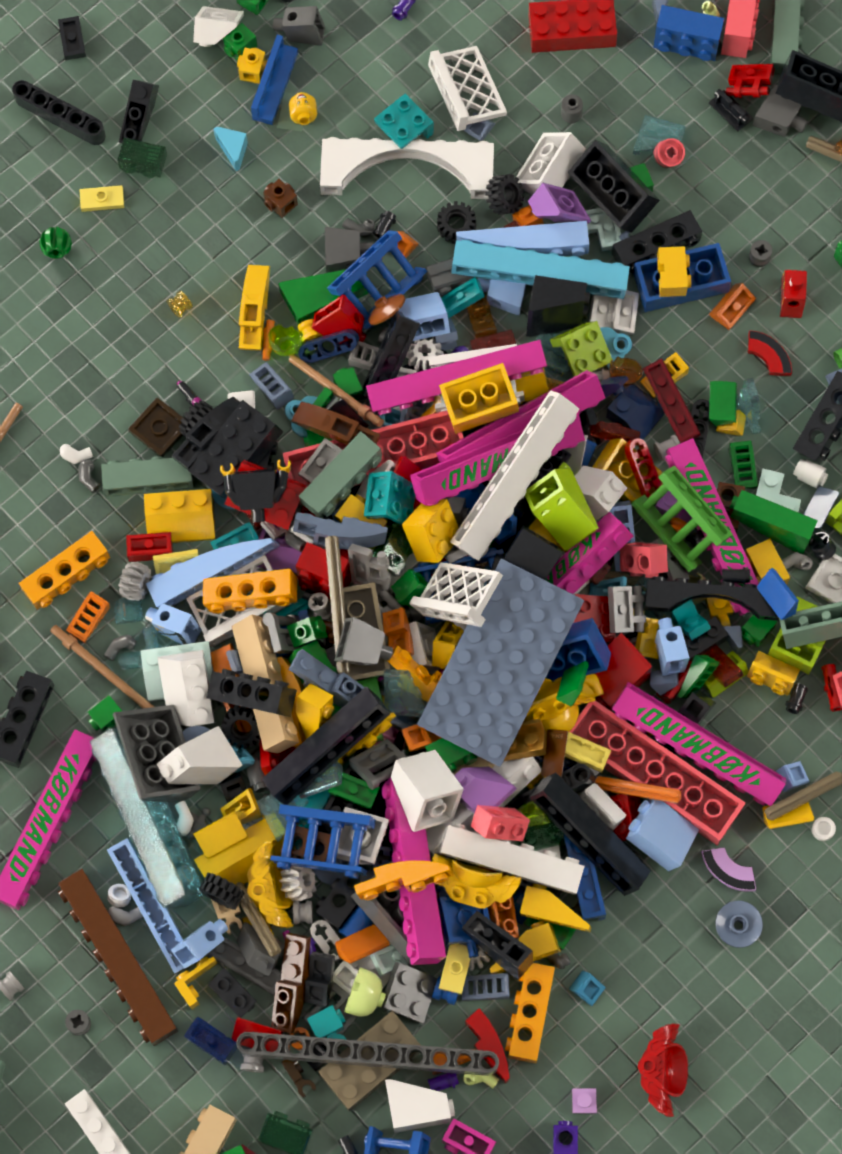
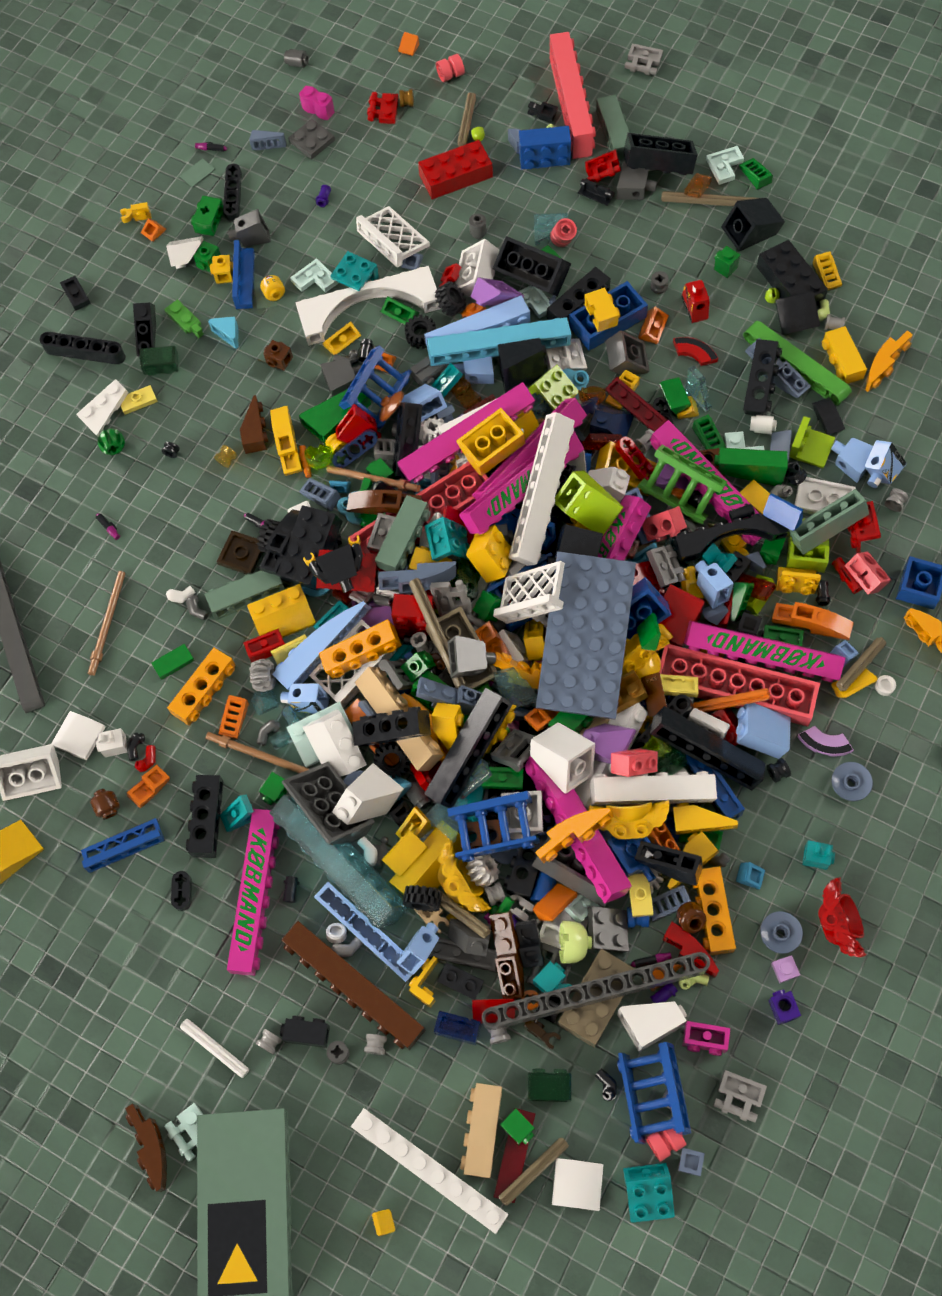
camera: 15 degrees left, 5 degrees down
(22, 344) = (109, 526): none -> piece
(42, 529) = (172, 661): none -> green tile
(51, 990) = (305, 1032): none -> black brick
(55, 197) = (100, 409): none -> white wing
(56, 728) = (237, 813): none -> teal slope
(86, 831) = (290, 889): none -> black pin
(119, 274) = (170, 449): none -> black bush
(119, 1027) = (375, 1044): none -> light grey wheel
(188, 112) = (184, 318): none -> bright green hinge
(219, 283) = (251, 430): none -> reddish brown slope
(298, 383) = (340, 486): none -> dark azure slope
(307, 930) = (504, 907): none -> green arm
(356, 105) = (313, 273): none -> light aqua plate
(362, 199) = (342, 338): none -> yellow slope
(441, 186) = (398, 310): none -> green slope
(448, 1042) = (660, 957): none -> piece
(501, 1011) = (691, 917): none -> reddish brown head
(516, 162) = (450, 274): none -> red plate
(594, 1048) = (788, 925): none -> sand blue dish
(663, 883) = (778, 770): none -> black wheel
(668, 991) = (818, 855): none -> teal brick
(686, 333) = (626, 353): none -> dark grey slope
(731, 733) = (783, 634): none -> green plate
(772, 726) = (814, 618): none -> orange slope

